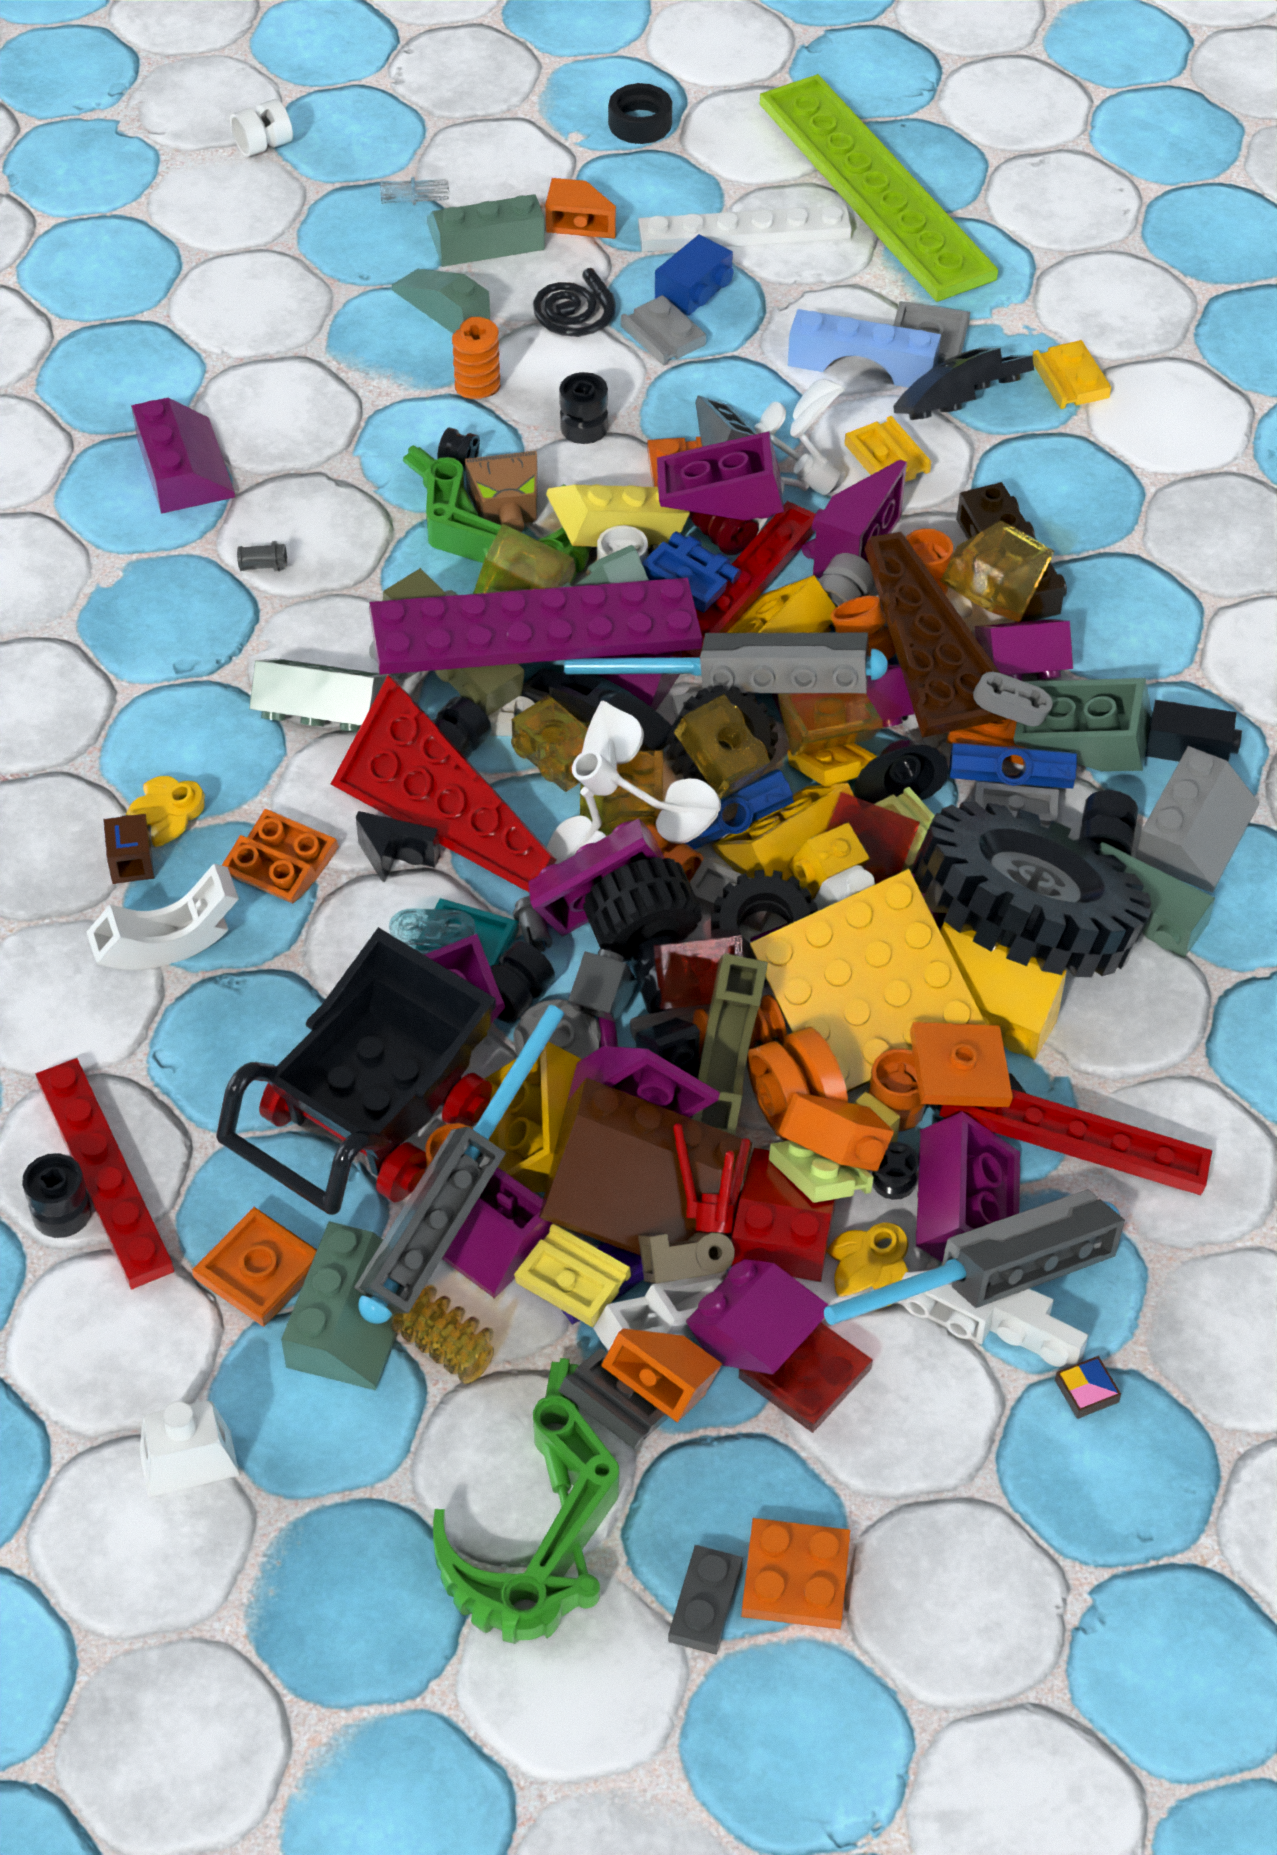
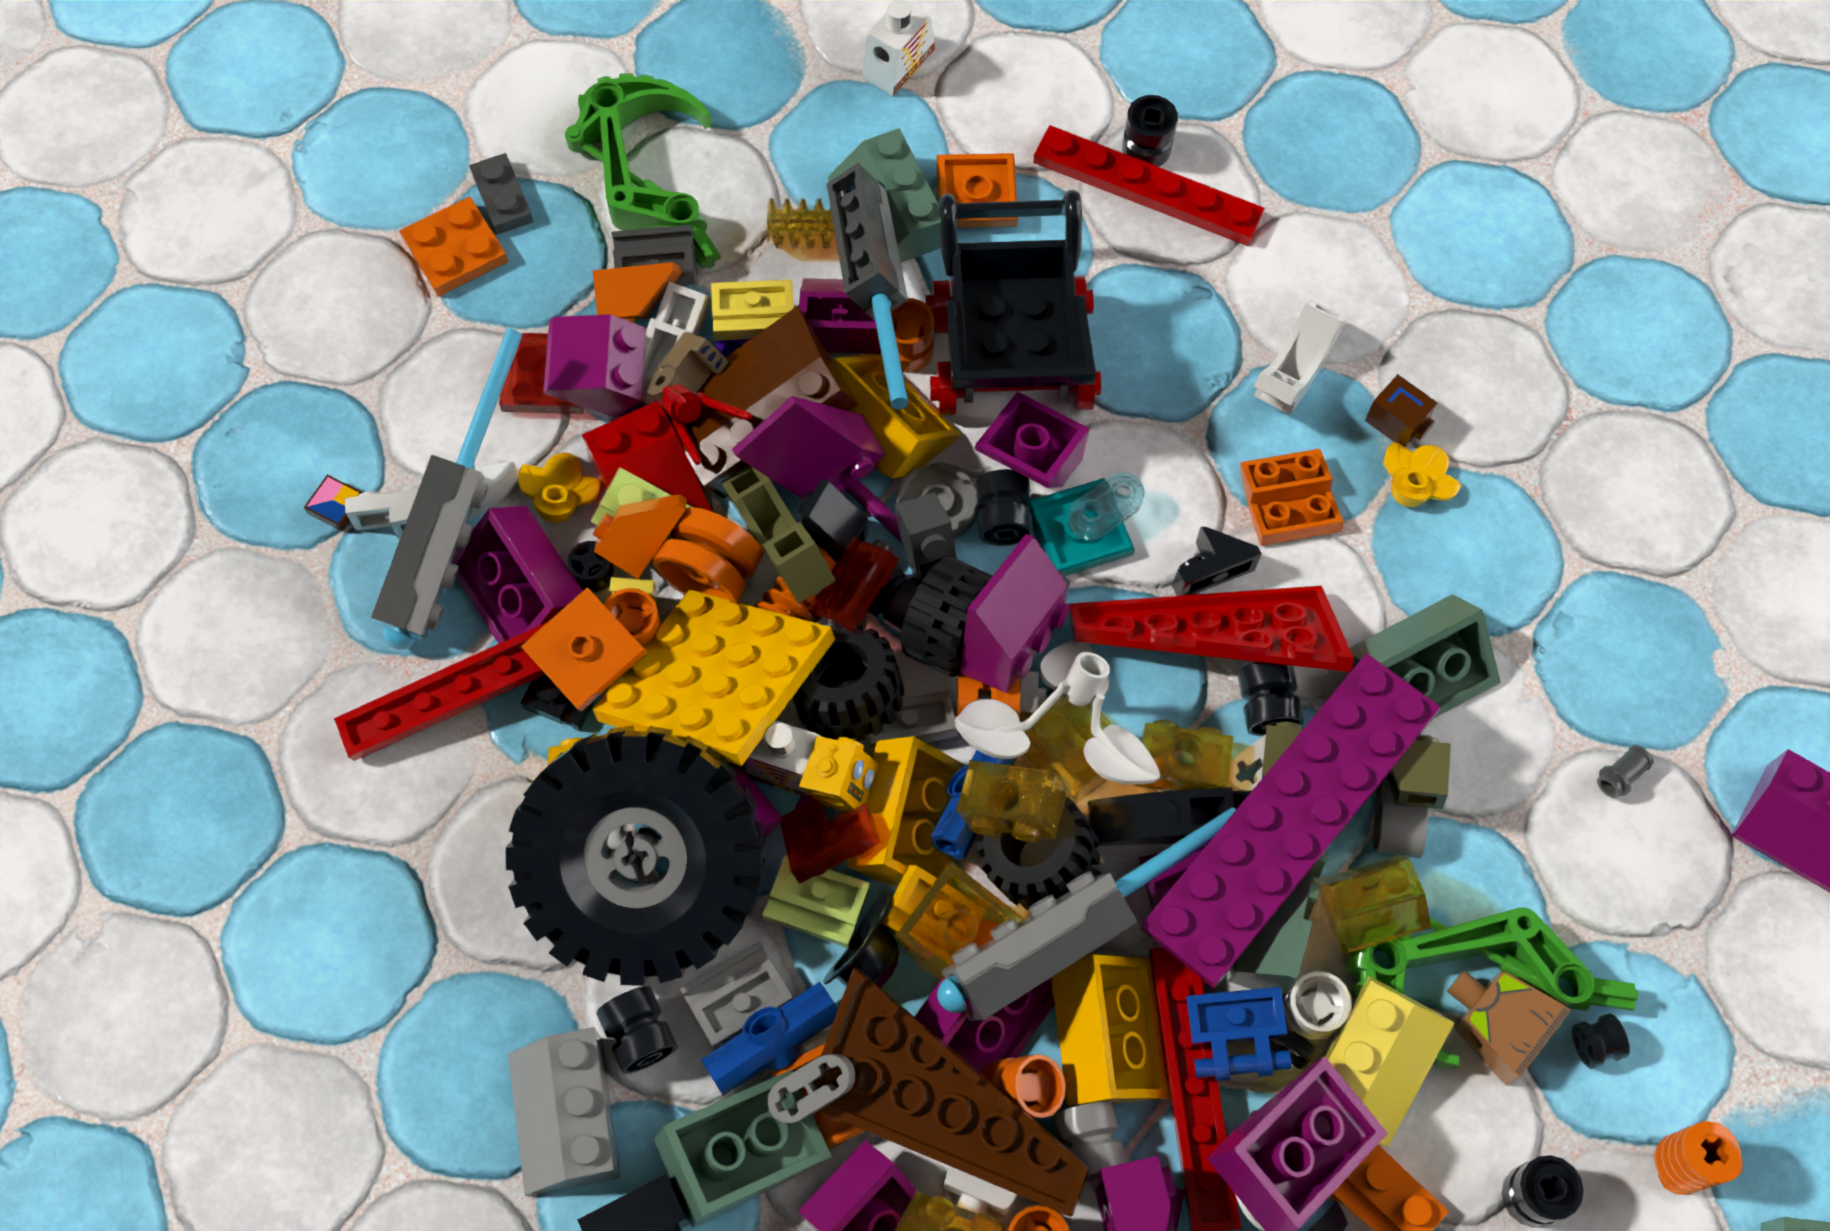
camera: 140 degrees right, 15 degrees up
(1177, 908) = (532, 982): sand green slope -> none

